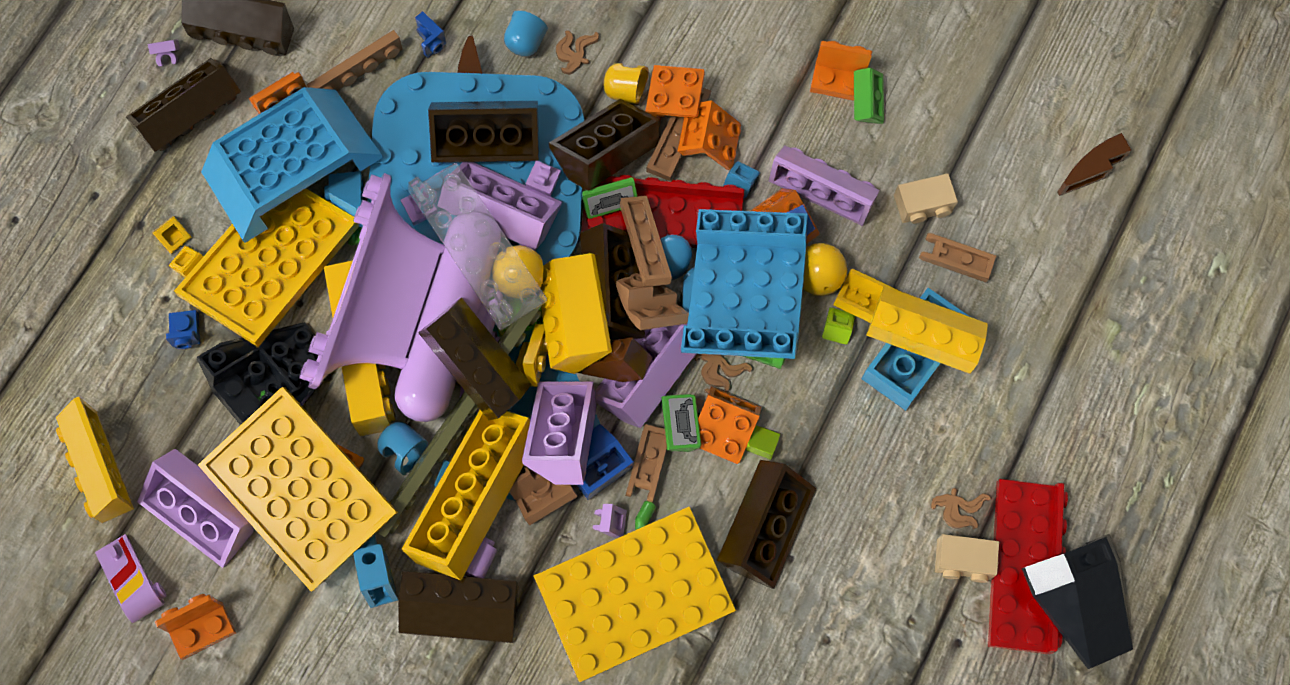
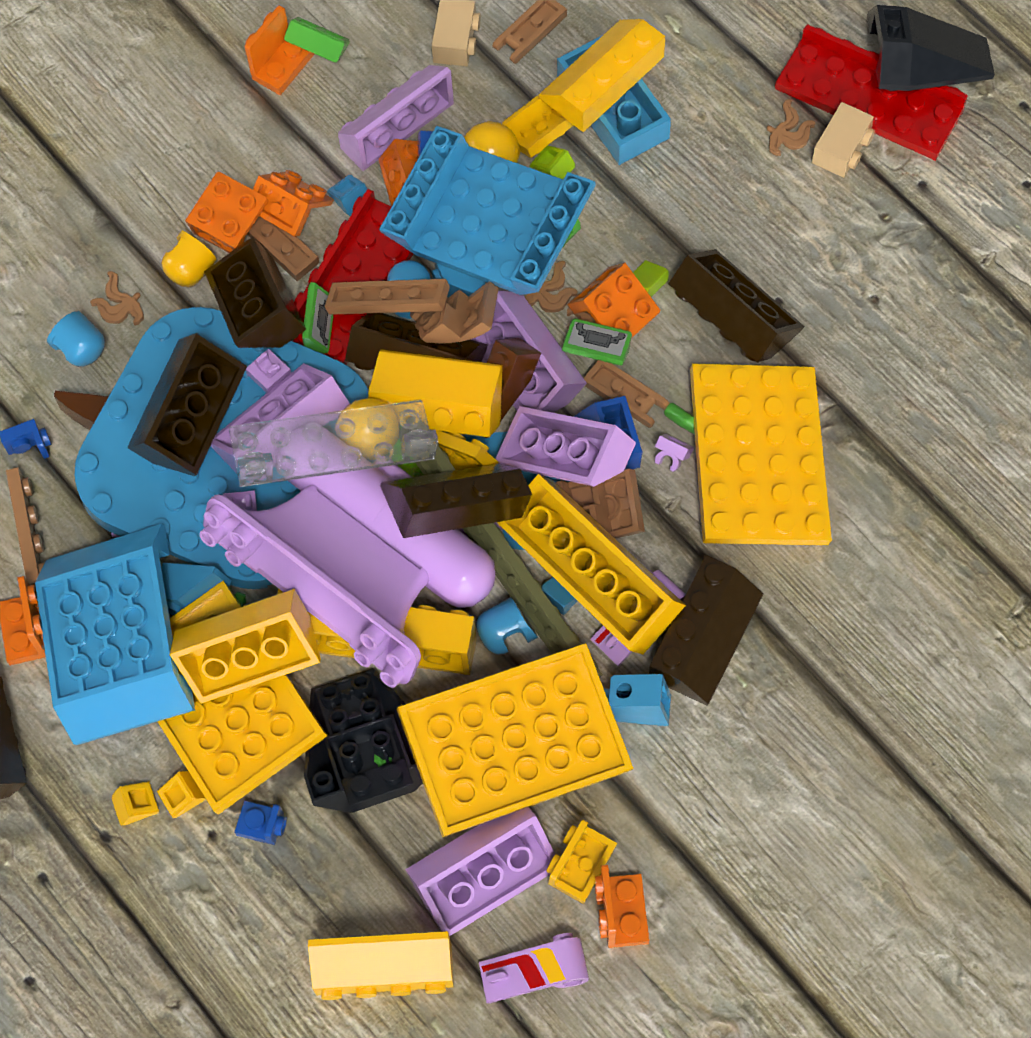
camera: 60 degrees left, 5 degrees down
(227, 581) = (580, 862): none -> yellow bracket
(297, 255) = (245, 646): none -> yellow slope

